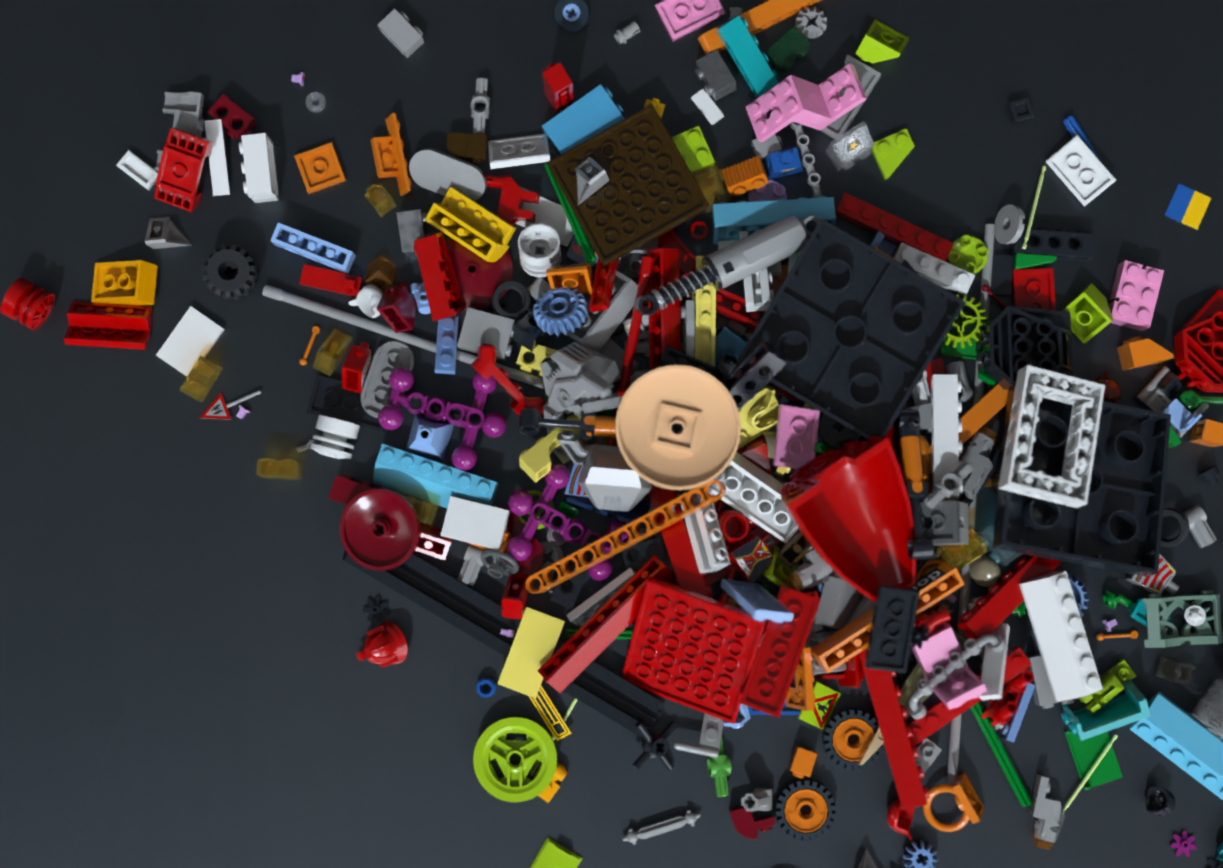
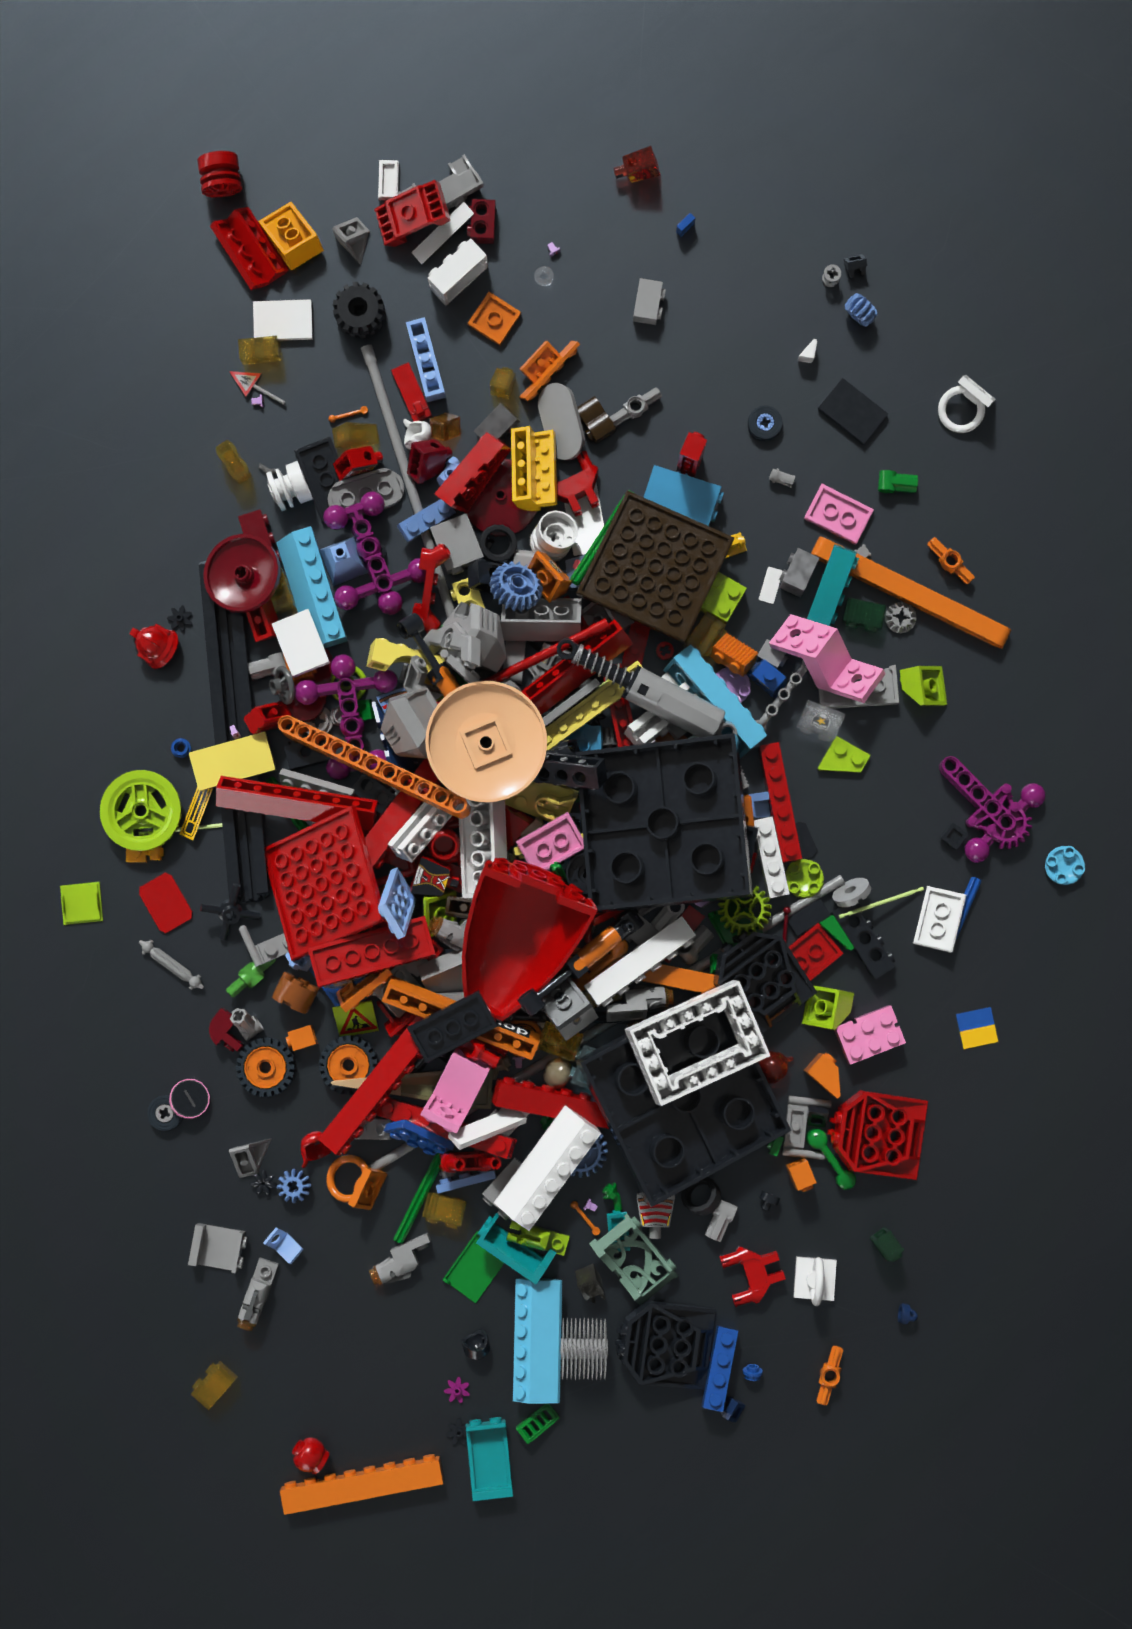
camera: 60 degrees right, 0 degrees up
(518, 151) = (621, 462): white tile -> none
(589, 178) = (637, 532): light grey slope -> none
(602, 286) = (559, 605): red tile -> none
(605, 794) = (165, 902): none -> red piece
(674, 357) = (543, 703): black tile -> none
(762, 740) = (295, 992): none -> dark orange brick
(919, 636) = (462, 1051): black plant -> none
(954, 478) = (609, 990): light grey axle -> none
(957, 661) = (465, 1097): light grey bar -> none
(958, 724) = (418, 1137): none -> blue plate
(1029, 746) = (444, 1209): none -> clear yellow brick
(1034, 25) = (978, 848): none -> magenta piece
(1089, 773) = (458, 1273): yellowish green piece -> none
(1108, 40) = (1064, 865): none -> medium azure dish
(1180, 416) = (797, 1139): light blue bracket -> none
(1195, 615) = (645, 1267): white tile -> none

